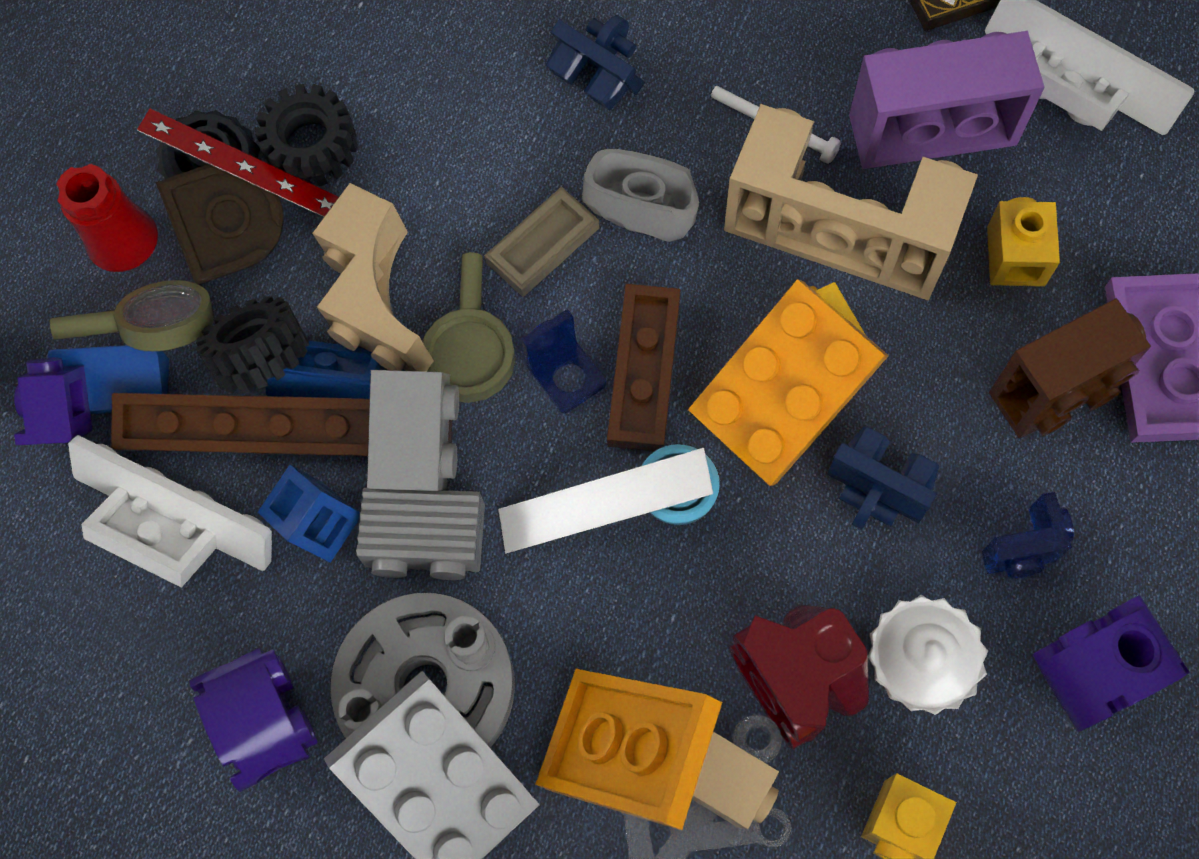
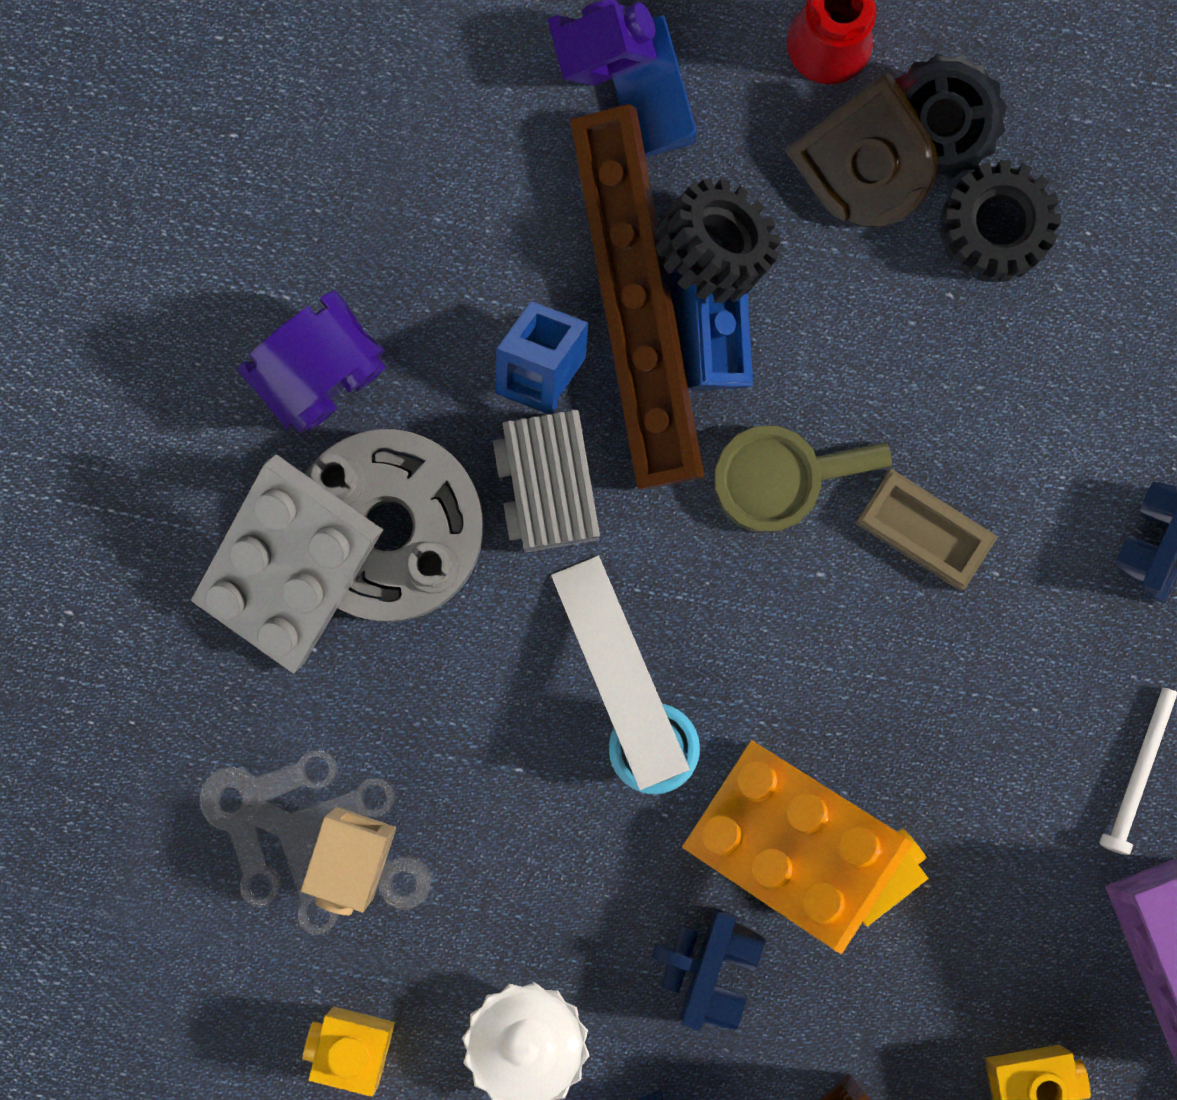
camera: 70 degrees right, 15 degrees up
(147, 319) = (732, 118): olive piece -> none
(159, 520) = (500, 195): white bracket -> none
(236, 162) = (930, 165): red sticker -> none
(361, 244) = (877, 326): tan arch -> none
(411, 430) = (649, 445): light grey brick -> none
(553, 346) = (794, 575): clear blue bracket -> none
(630, 746) = (359, 754): light orange plate -> none
(641, 193) = (1002, 634): light grey piece -> none
(644, 368) = (791, 681): reddish brown plate -> none
(803, 669) = (480, 919): dark red piece -> none
(838, 231) = (989, 962): tan plate -> none

